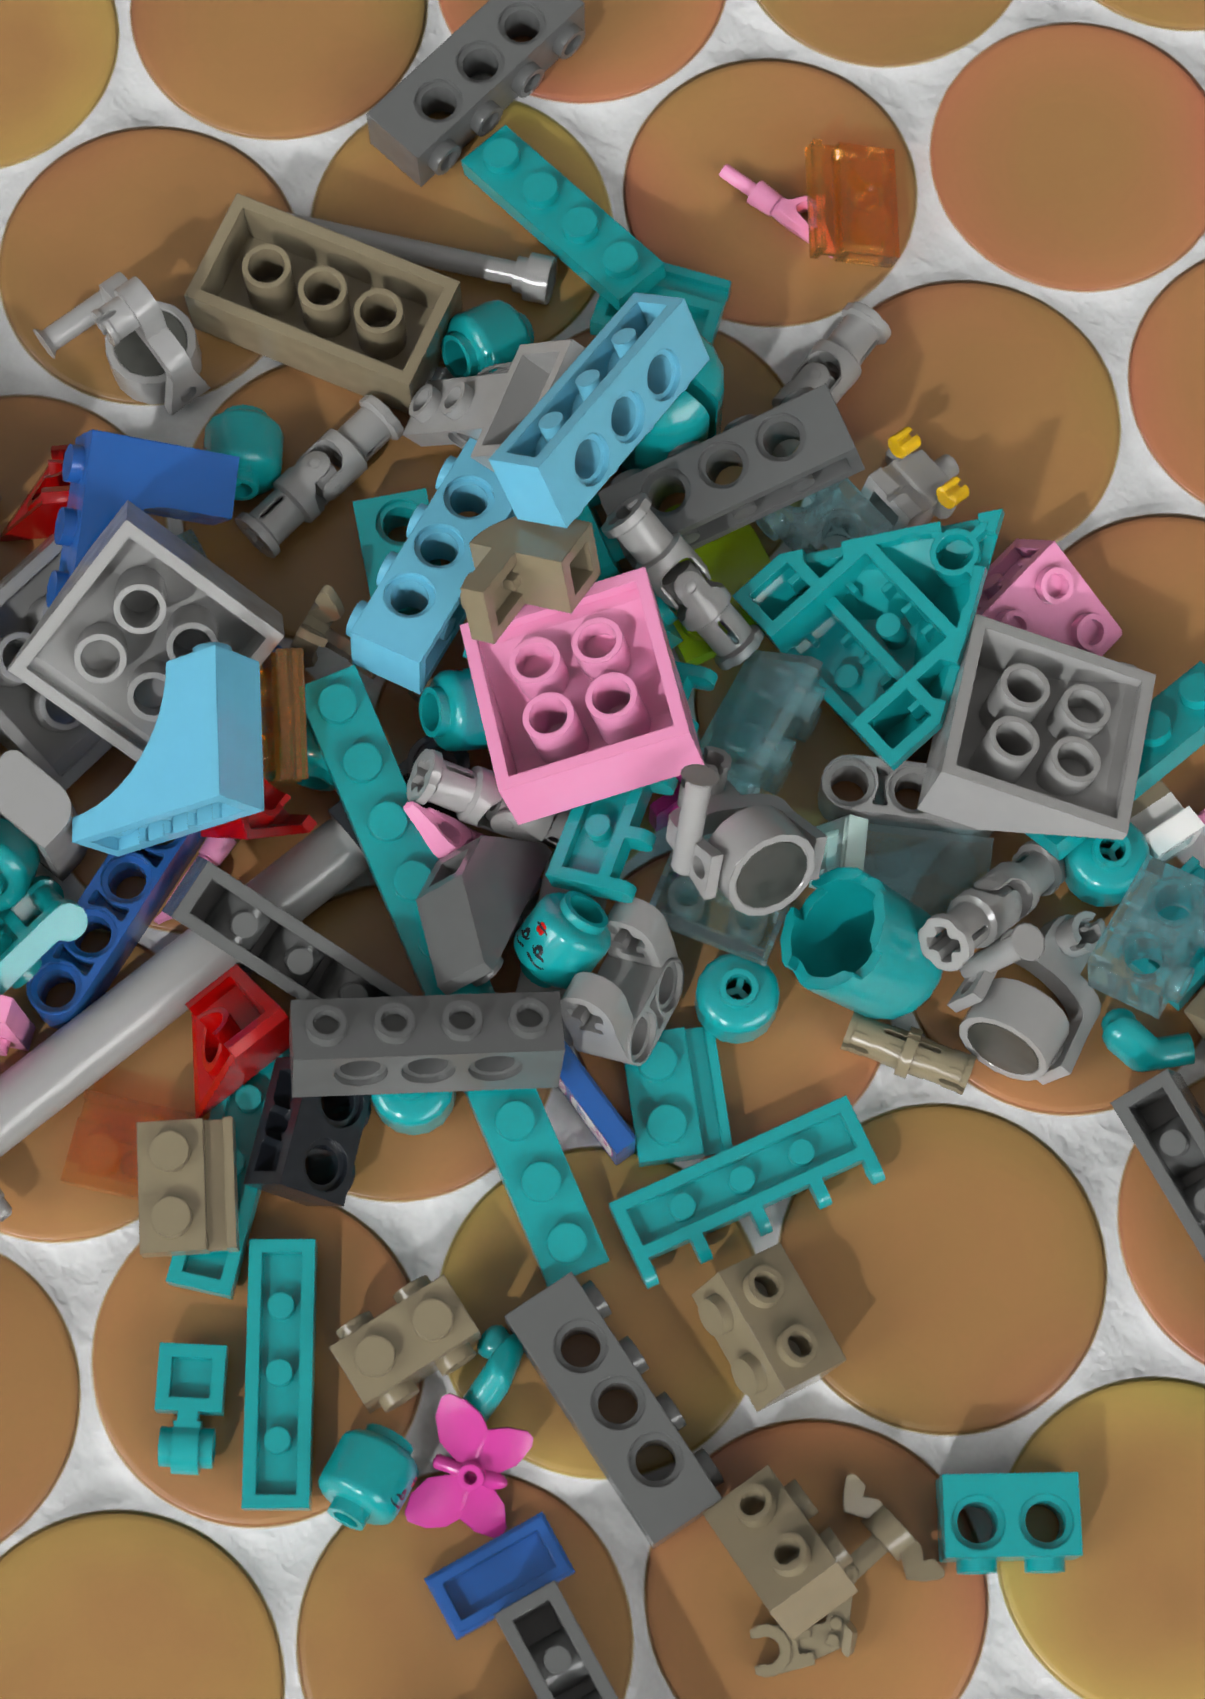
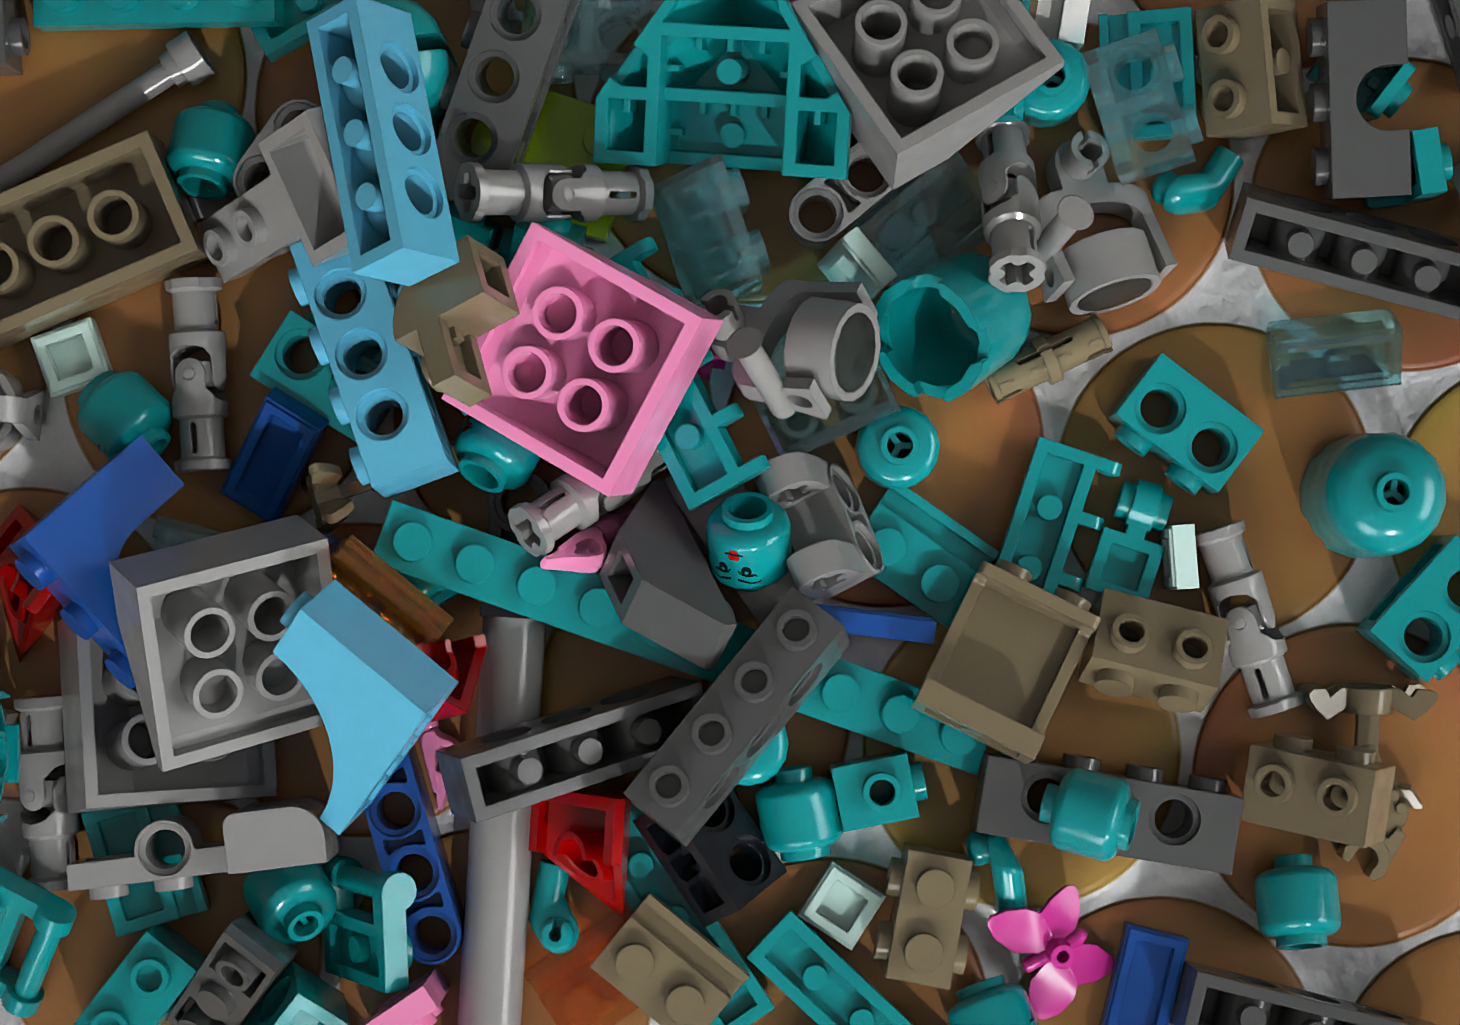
camera: 45 degrees left, 15 degrees up
(151, 1068) = (550, 912): none -> teal arm
(252, 382) = (71, 356): none -> light aqua tile
(296, 574) = (274, 455): none -> blue tile
(355, 1280) = (841, 905): none -> light aqua tile
(395, 1178) = (799, 814): none -> teal head
(467, 1220) = (877, 789): none -> teal brick
(598, 1380) = (1090, 814): none -> teal head
(655, 1216) = (1006, 660): none -> dark tan panel
(681, 1627) = (1297, 903): none -> teal head
(820, 1247) = (1125, 559): none -> teal plate
(856, 1391) = (1255, 641): none -> light grey piece
(858, 1284) = (1179, 557): none -> light aqua tile
(975, 1195) = (1191, 411): none -> teal brick
(1025, 1405) = (1347, 500): none -> teal cylinder
(1124, 1265) = (1335, 353): none -> clear light blue slope

